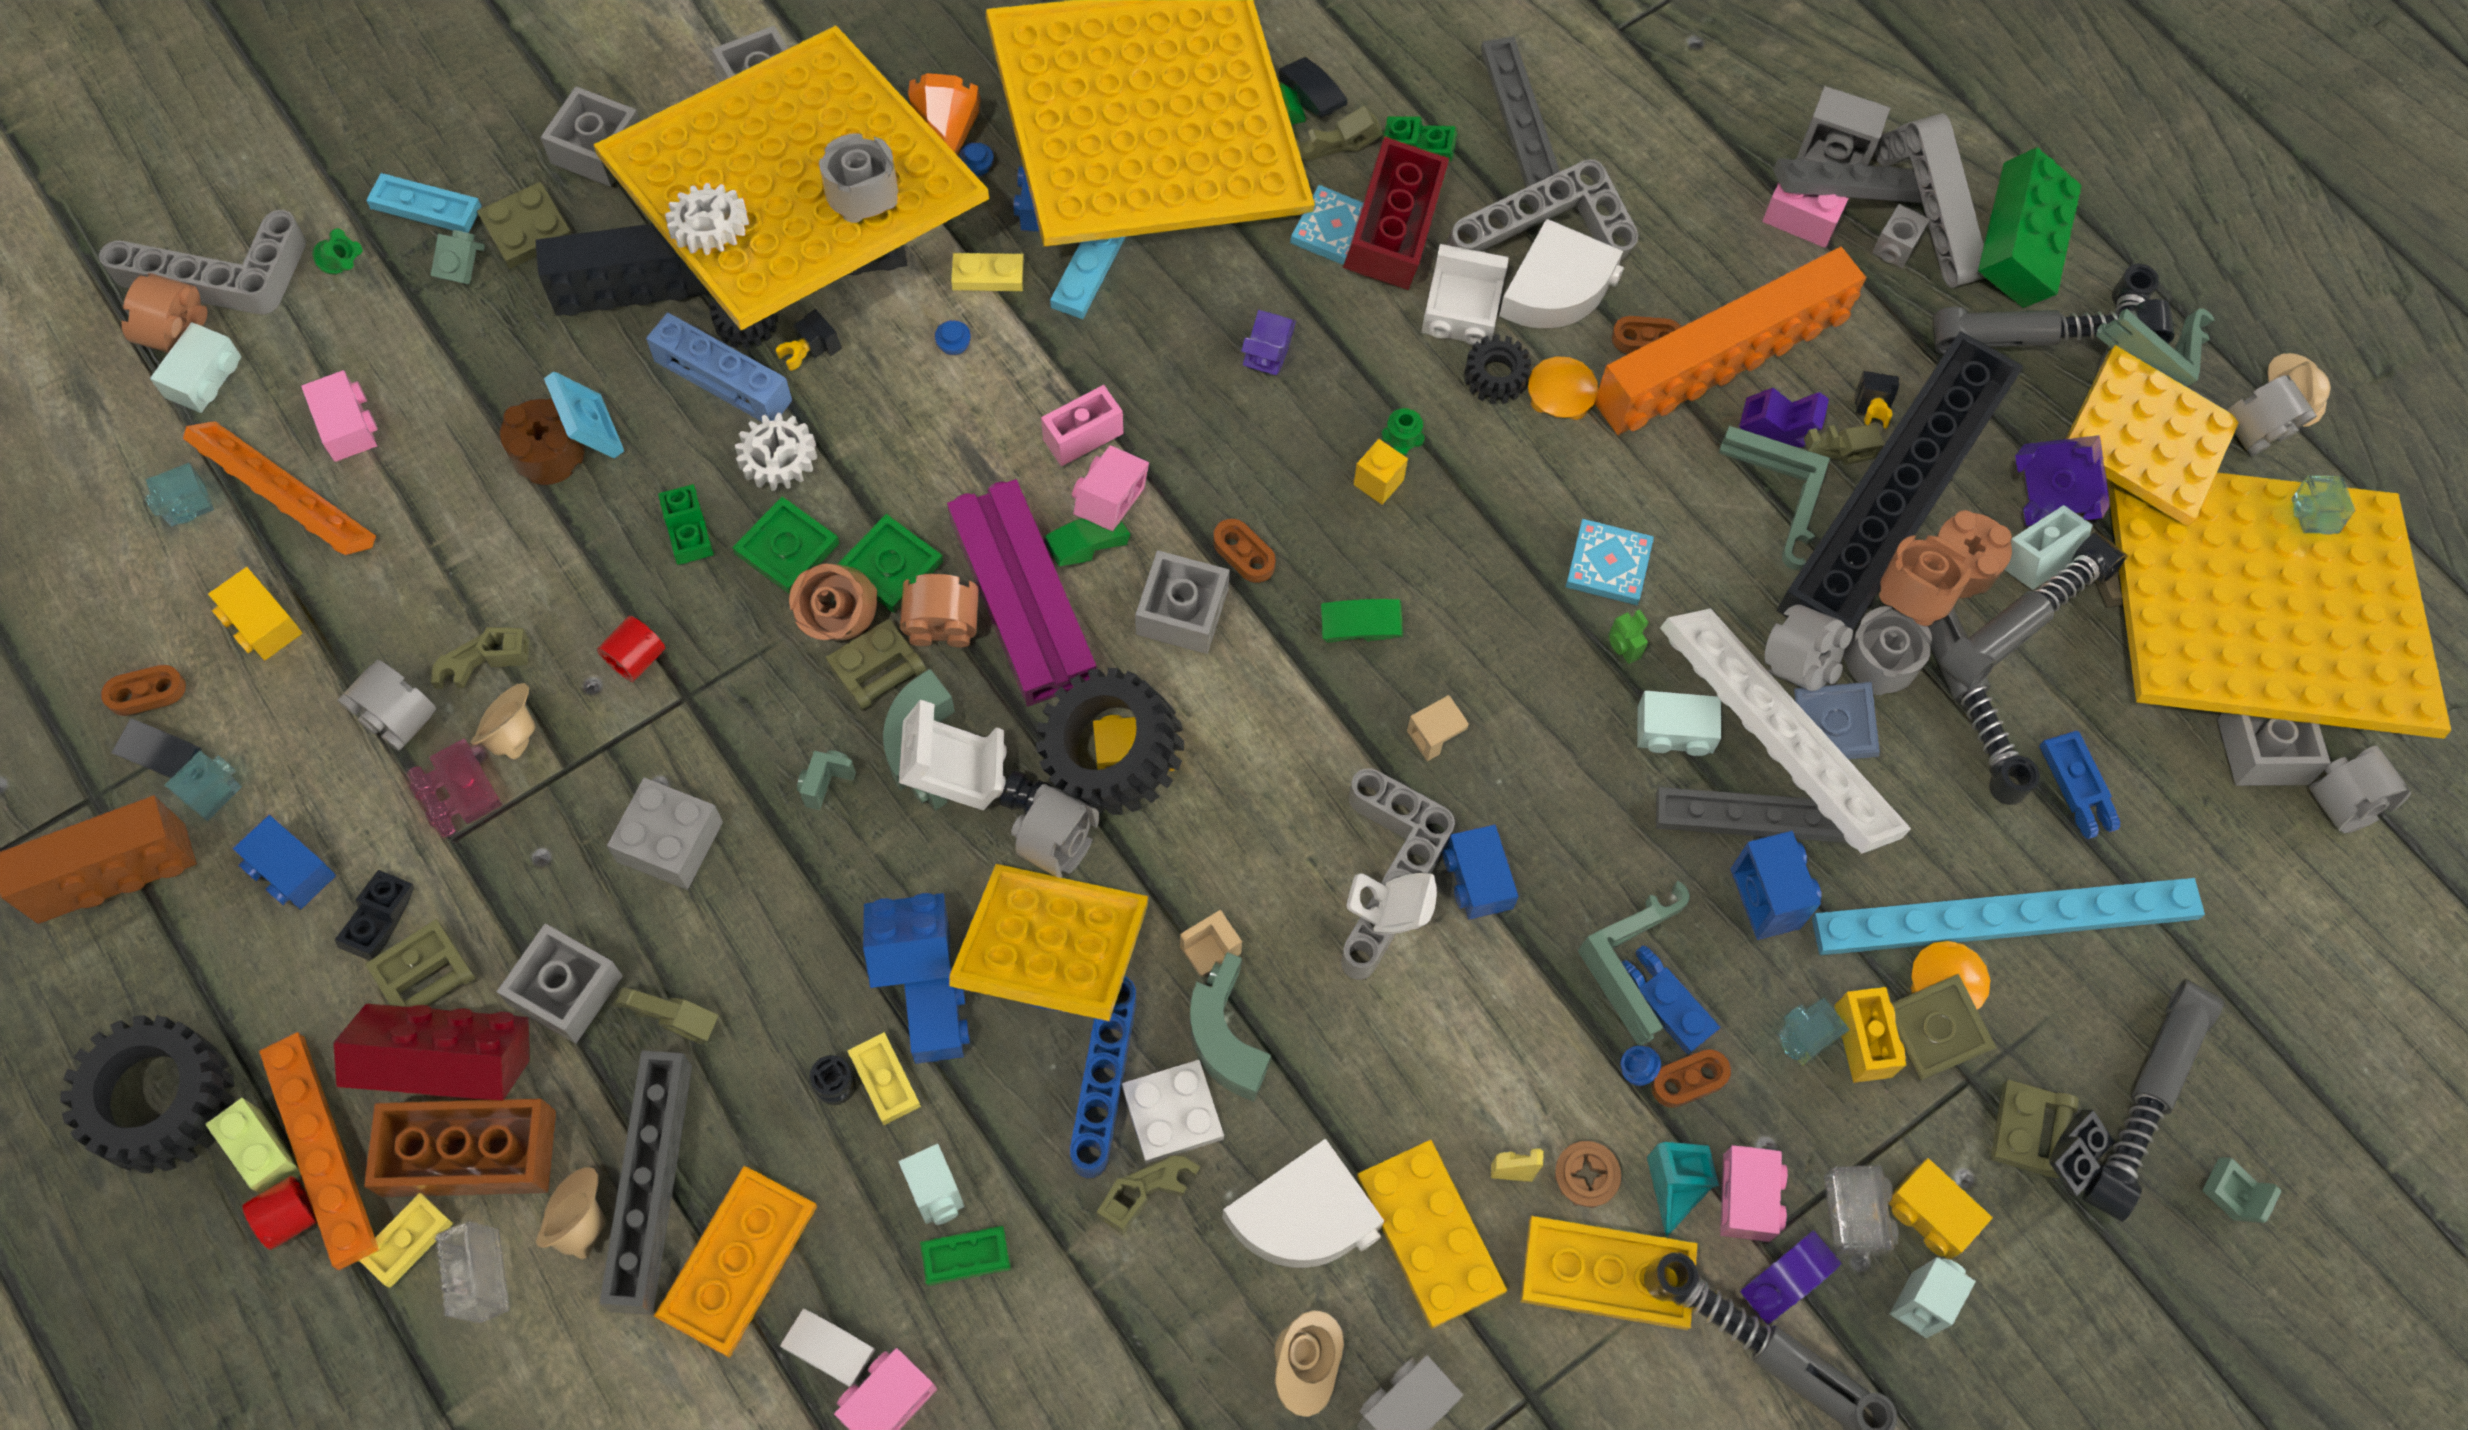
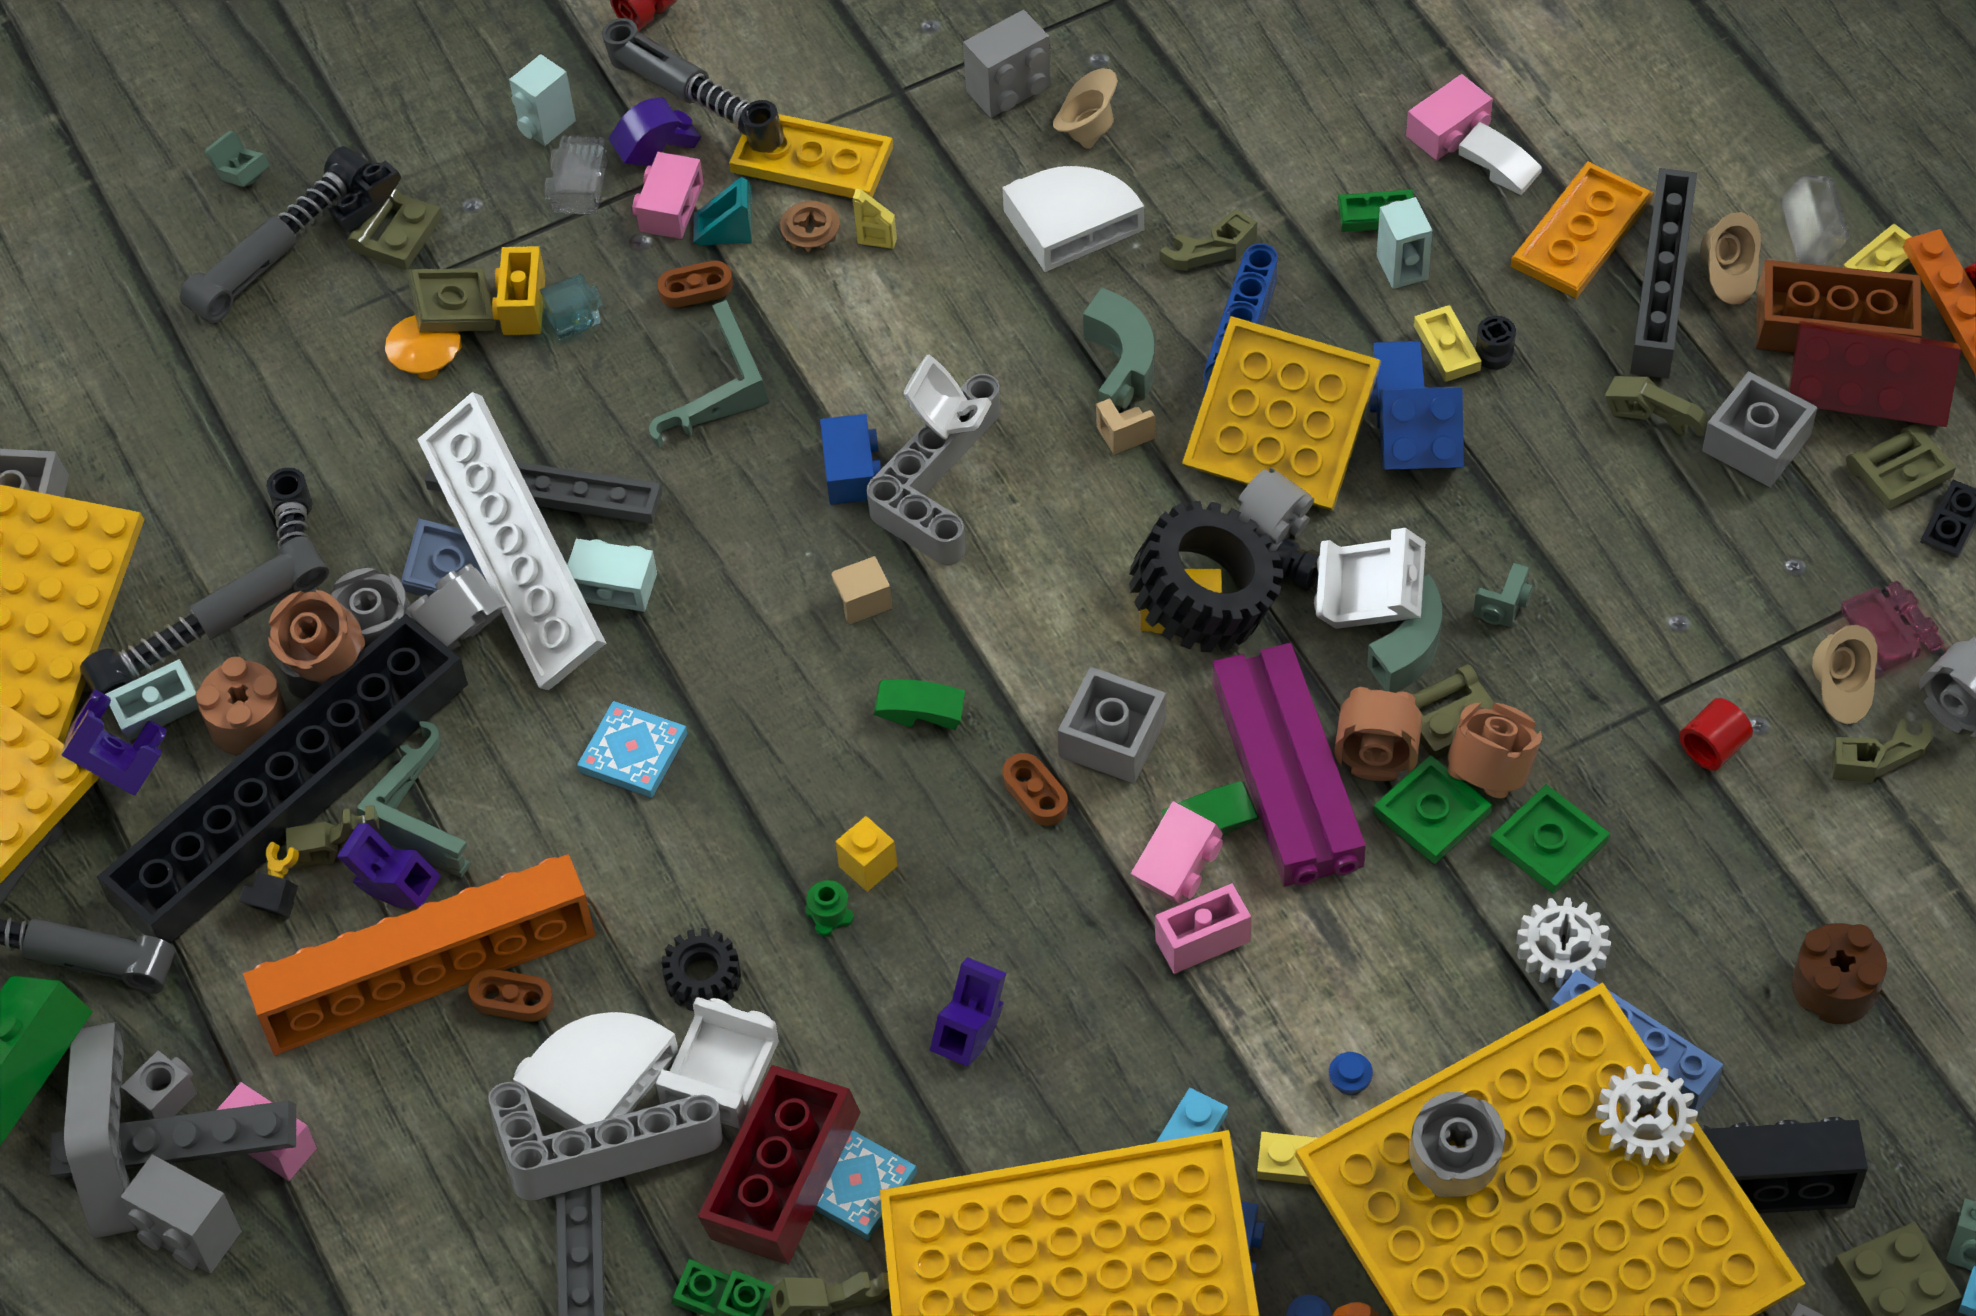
camera: 165 degrees left, 10 degrees down
(584, 415) = (1791, 984): medium azure tile -> none
(665, 833) = (1666, 555): light grey brick -> none
(685, 524) = (1665, 878): green slope -> none
(1172, 1111) = (1179, 302): white plate -> none
(1431, 1234) = (960, 200): yellow plate -> none
(1562, 388) = (628, 948): light orange dish -> none
(1627, 636) = (640, 653): bright green plate -> none
(1640, 1065) = (740, 295): blue plate -> none
(1672, 1003) = (694, 347): blue hinge -> none
(1775, 885) = (565, 407): blue brick -> none
(1938, 1210) = (508, 171): yellow brick -> none
(2007, 916) = (342, 390): medium azure plate -> none
(2080, 782) = (222, 495): blue hinge -> none

